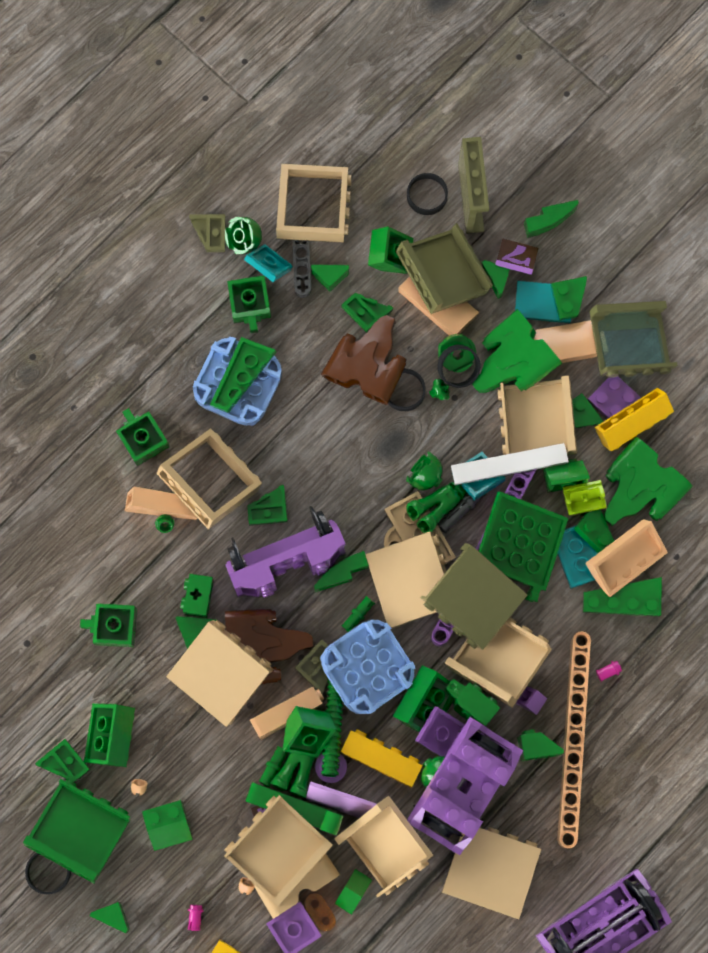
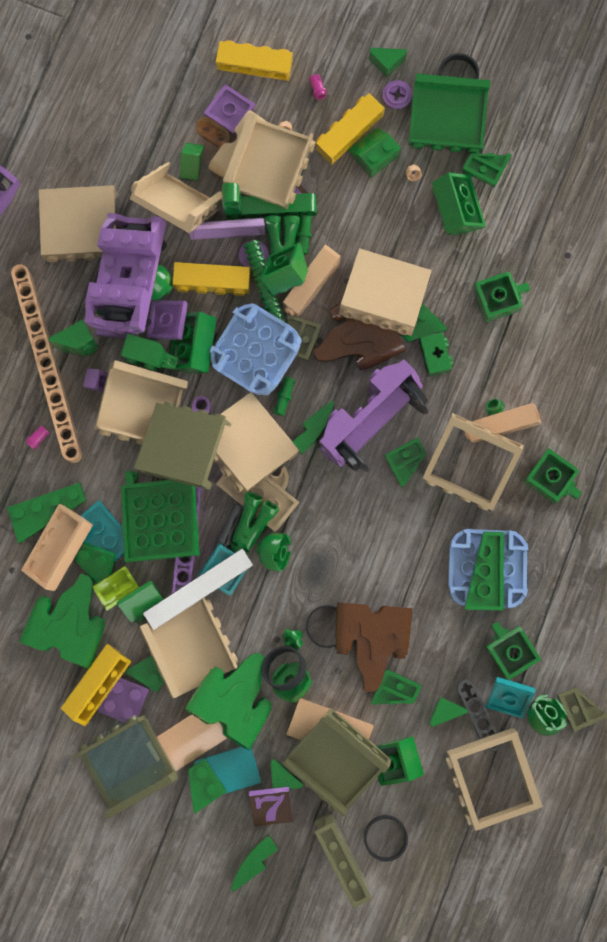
camera: 160 degrees right, 5 degrees up
(109, 877) = (404, 90): none -> medium lavender gear
(179, 858) = (349, 128): none -> yellow brick

